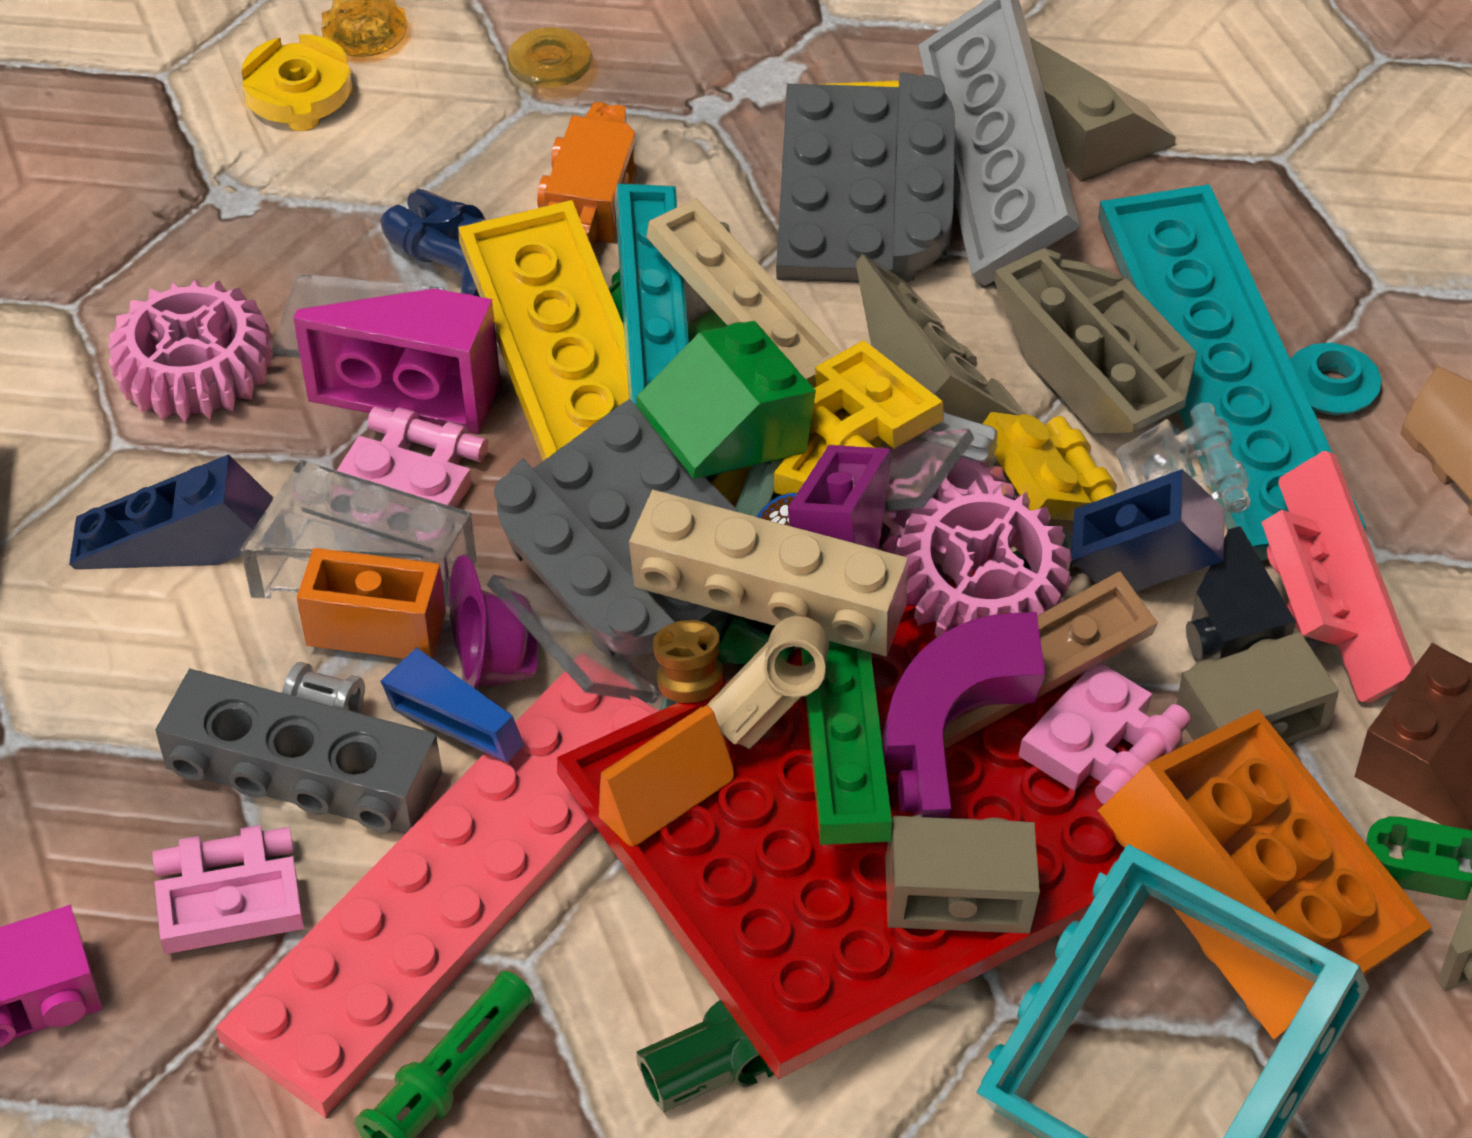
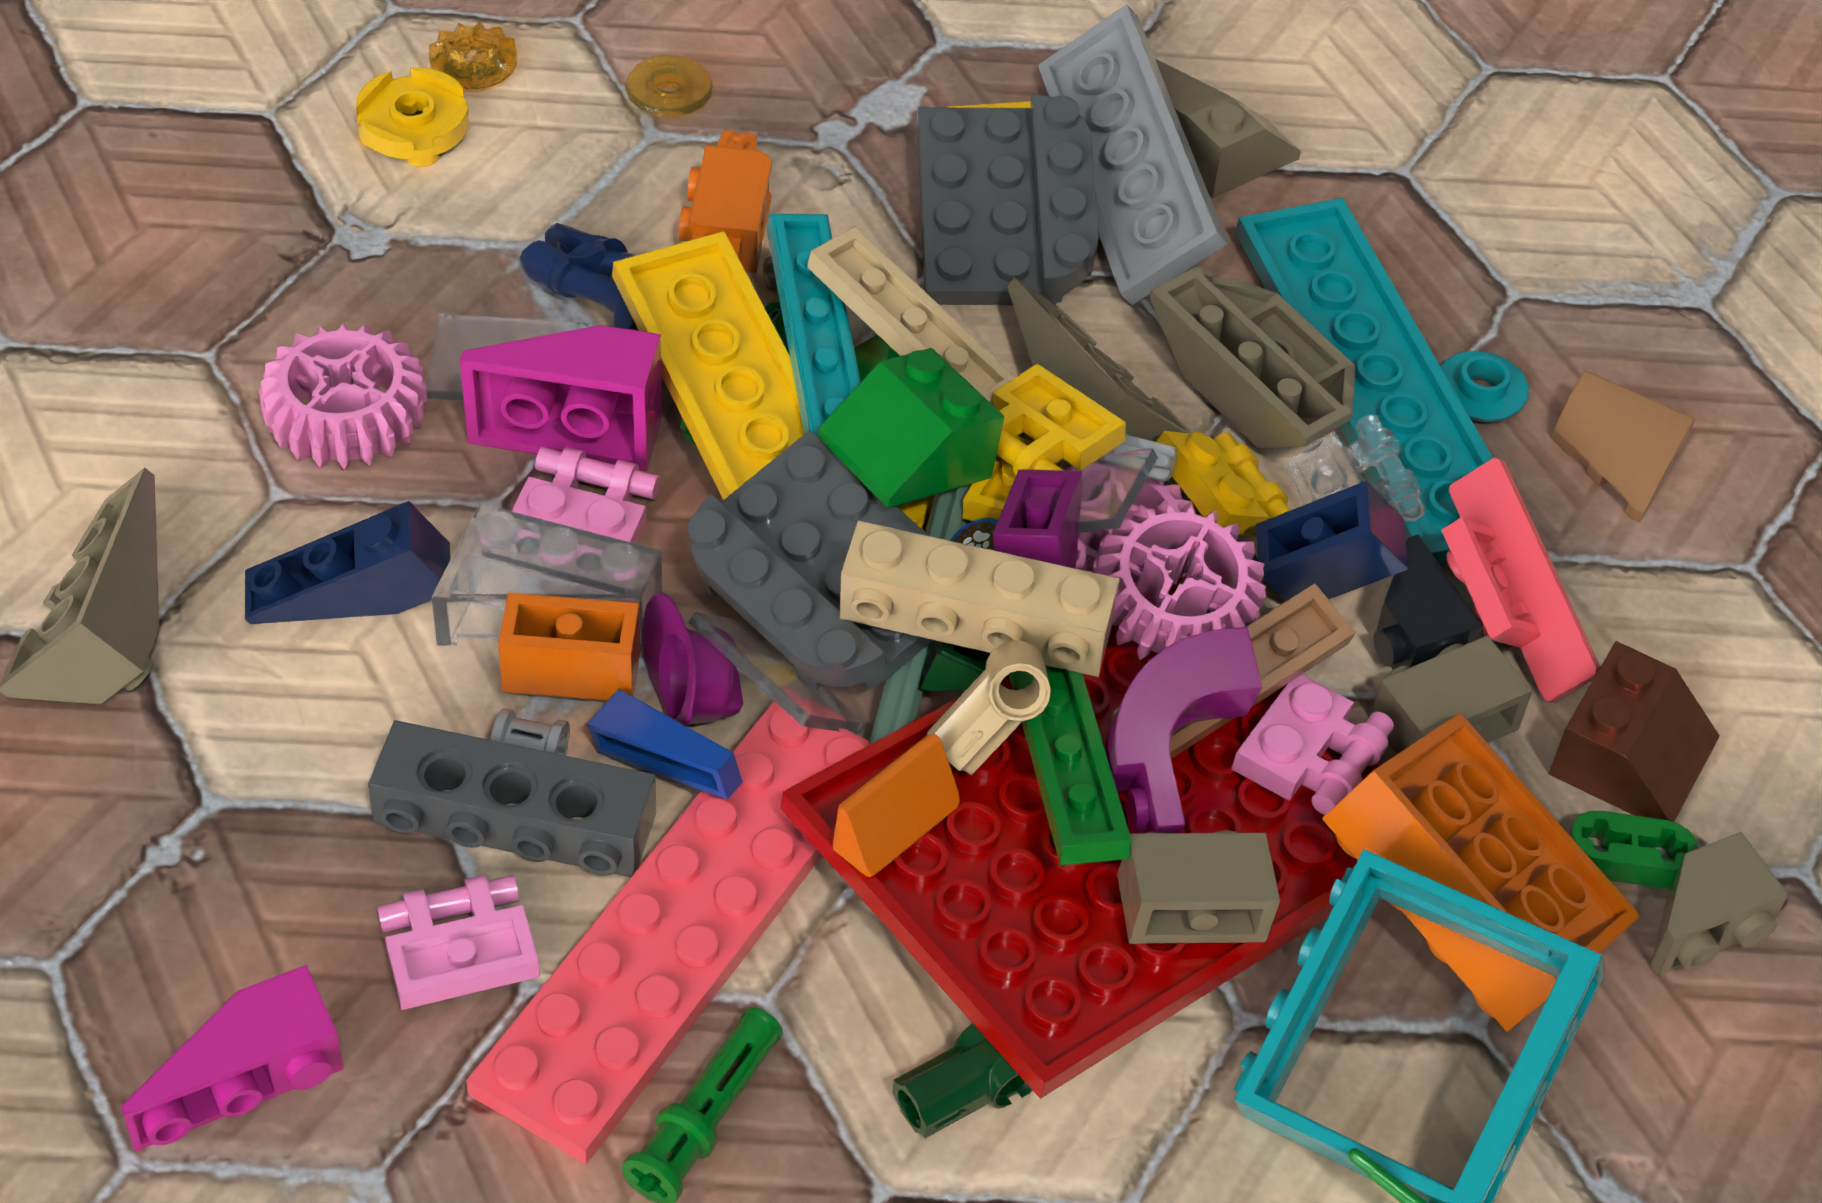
camera: 10 degrees left, 0 degrees up
(688, 661) = (901, 690): pearl gold wheel -> none

